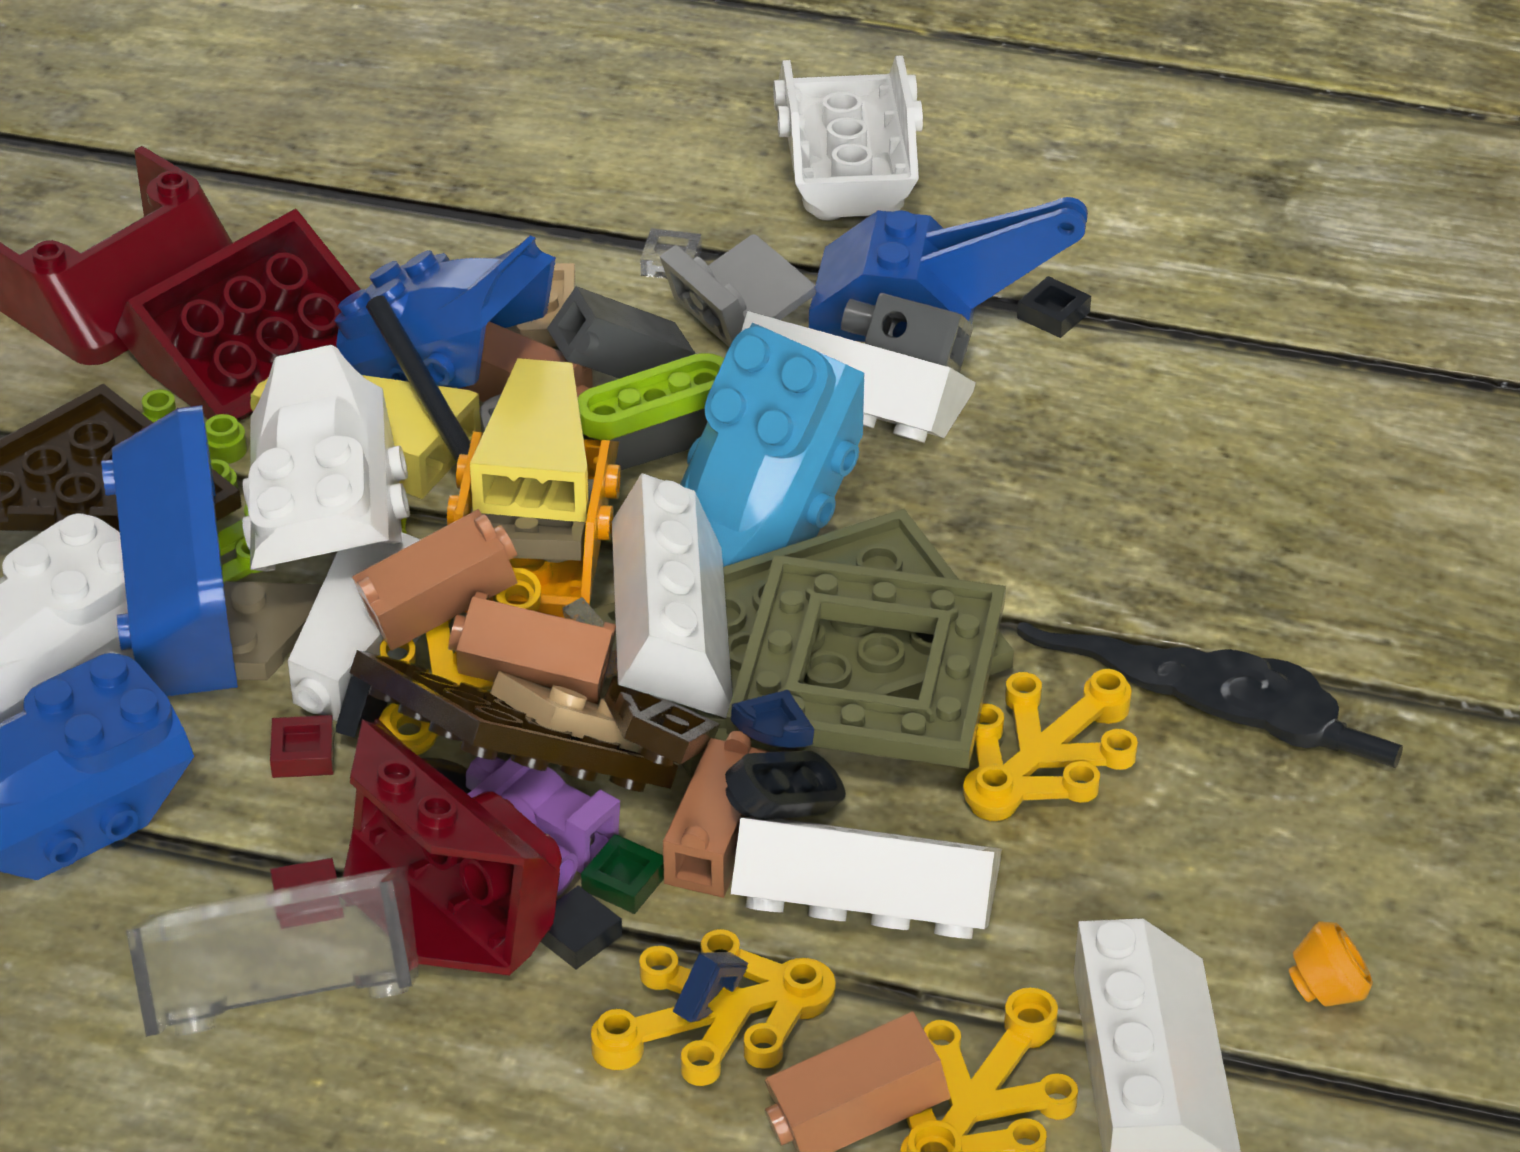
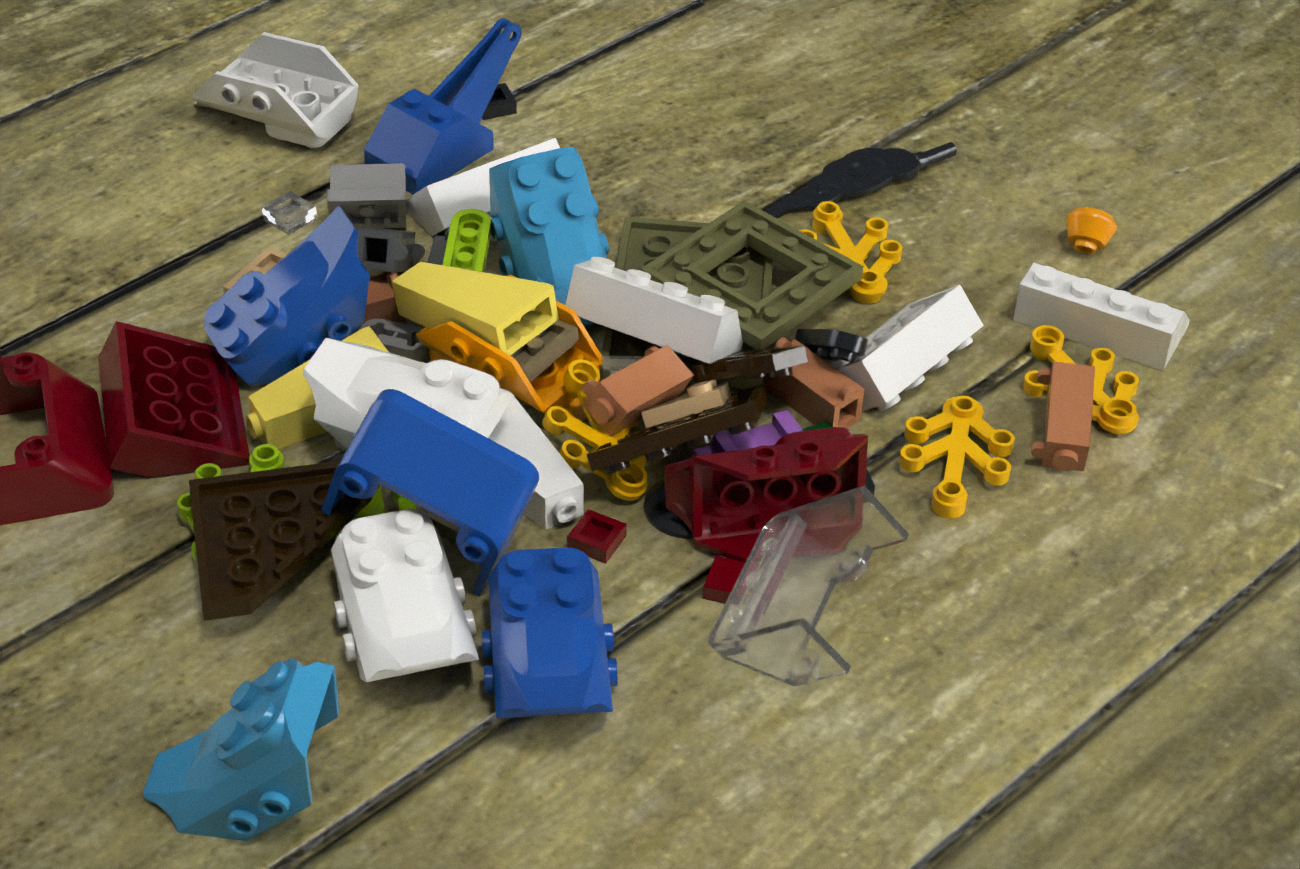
camera: 60 degrees left, 0 degrees up
(358, 706) = (596, 493): black tile -> none
(419, 376) = (352, 335): black bar -> none
(436, 578) = (560, 394): nougat brick -> none
(706, 980) = (954, 438): dark blue tile -> none
(773, 720) = (789, 319): dark blue tile -> none
(930, 331) = (490, 144): dark grey torso -> none

